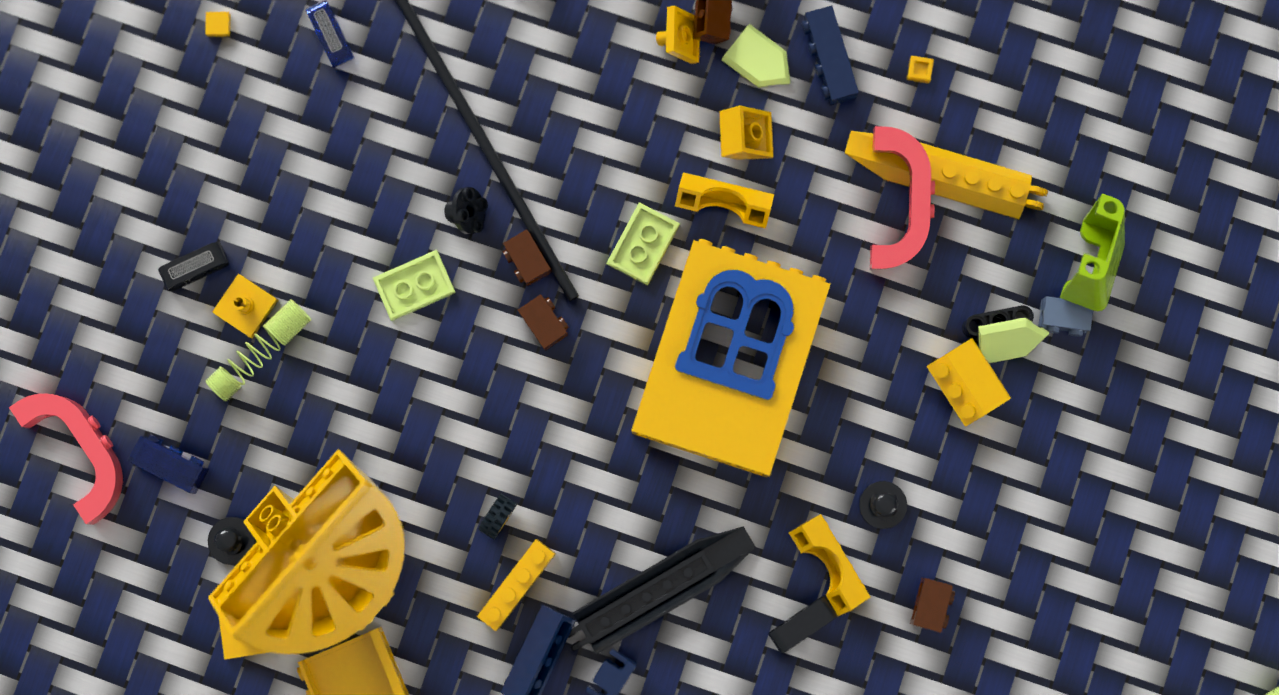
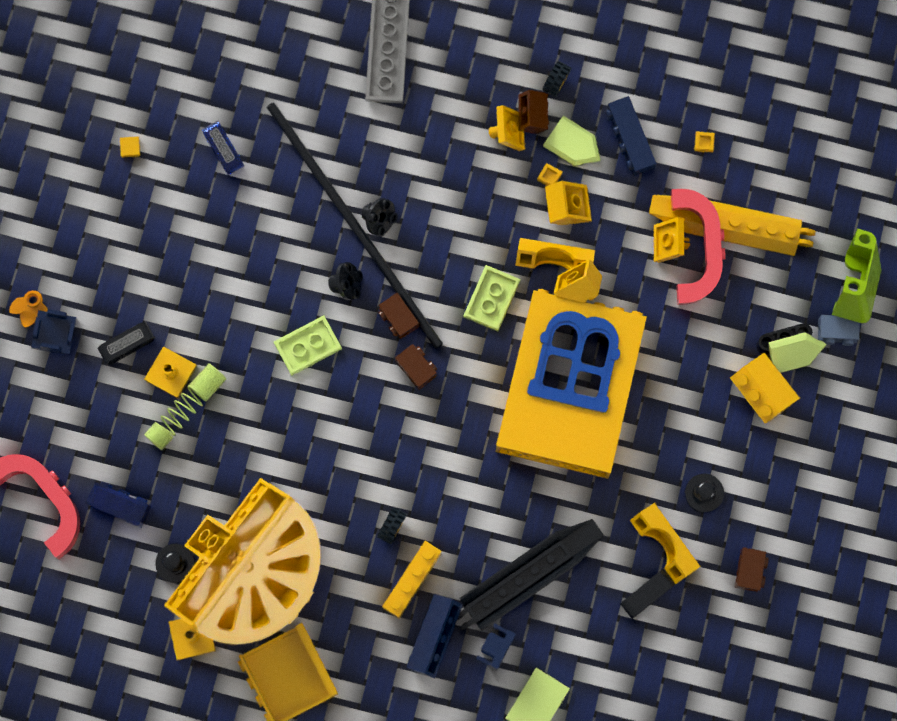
camera: 10 degrees left, 5 degrees down
(80, 218) = (27, 310): none -> light orange plate
(106, 245) = (53, 332): none -> dark blue panel
(513, 133) = (379, 216): none -> black plate
(726, 96) = (549, 175): none -> yellow tile
(751, 235) = (579, 282): none -> yellow slope
(867, 188) = (669, 240): none -> yellow tile

